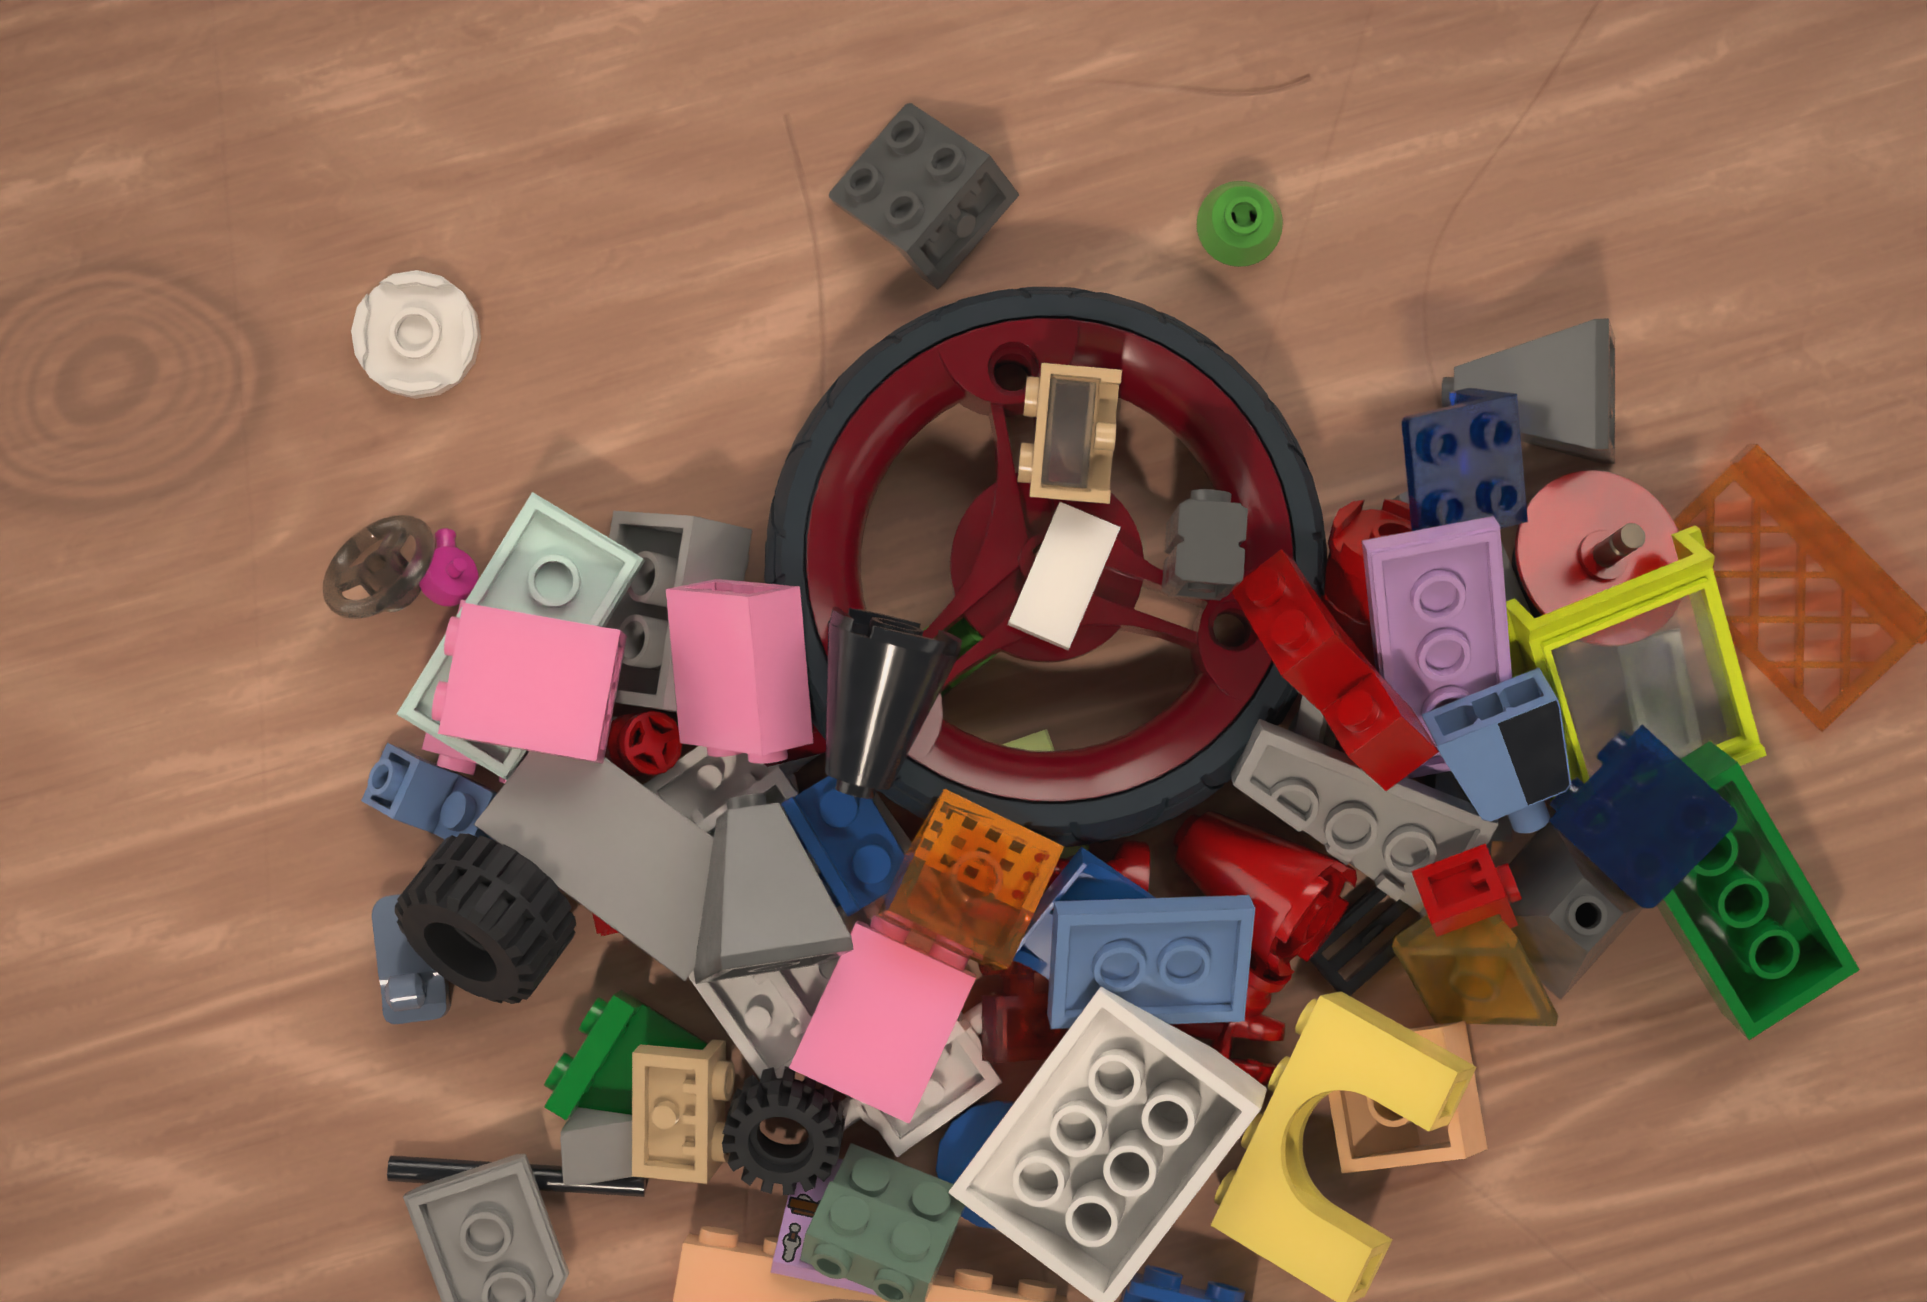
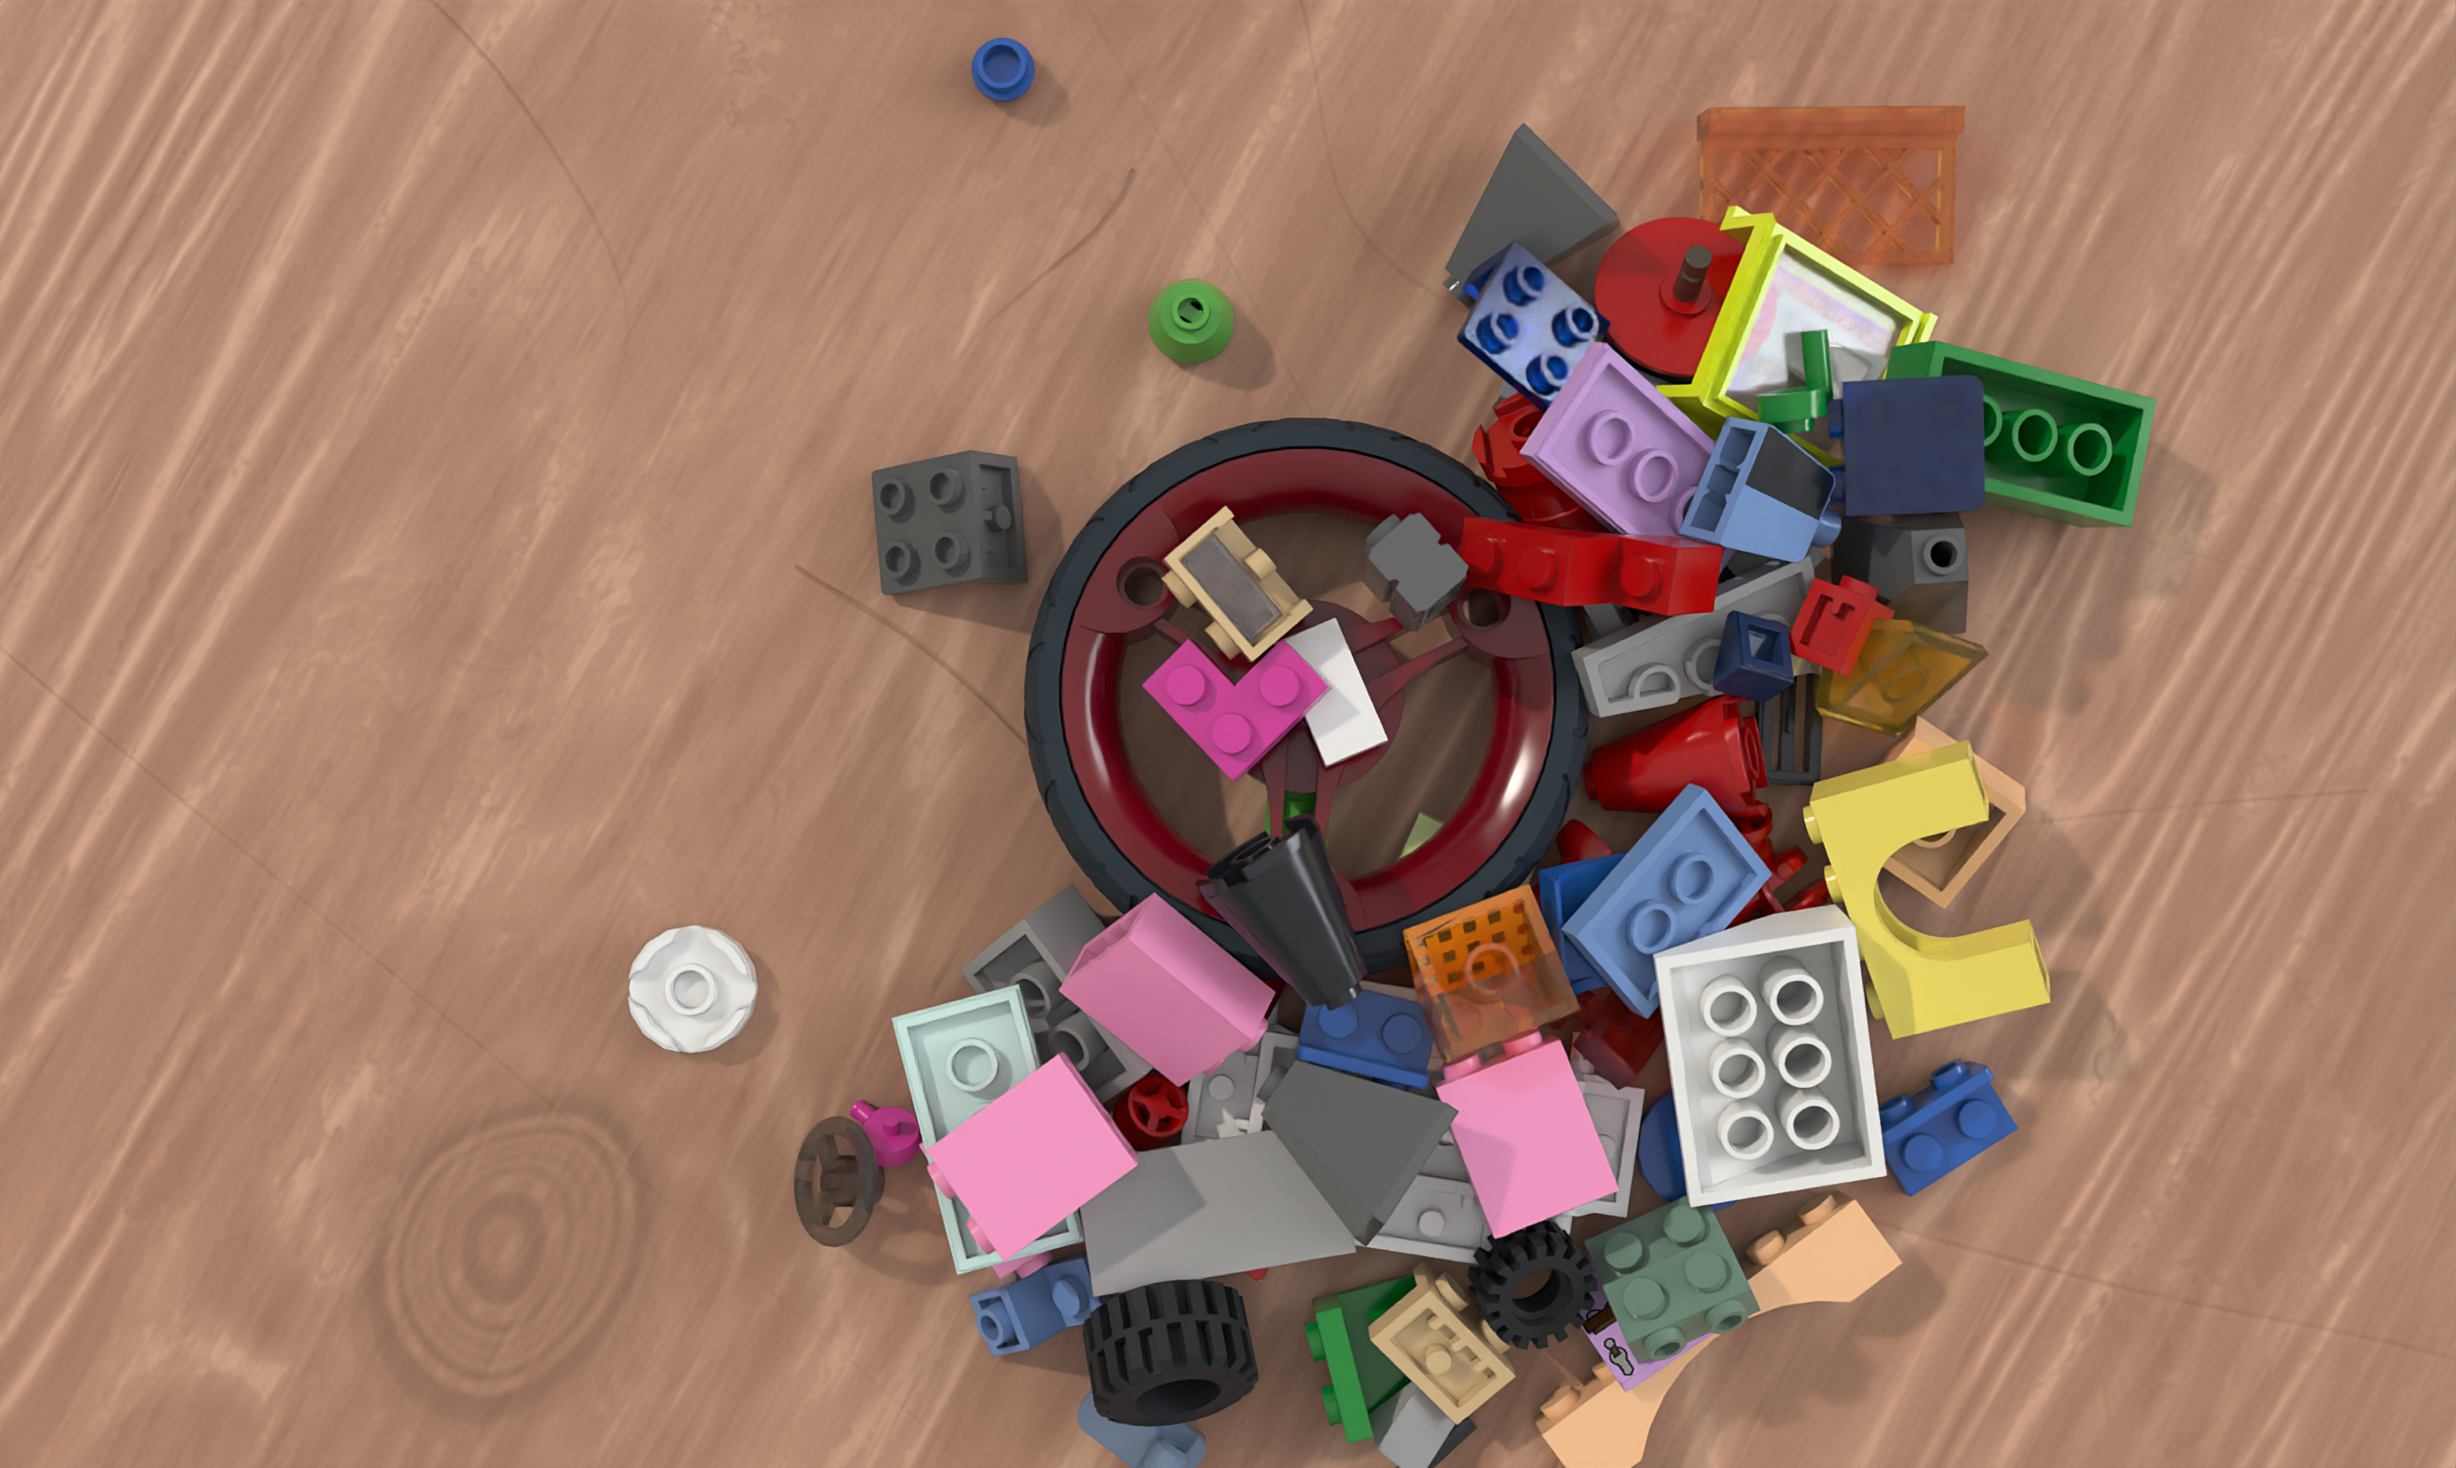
camera: 45 degrees left, 0 degrees up
(980, 529) = (1242, 719): none -> dark pink plate
(1383, 854) = (1753, 658): none -> dark blue slope
(1592, 710) = (1796, 408): none -> green plate

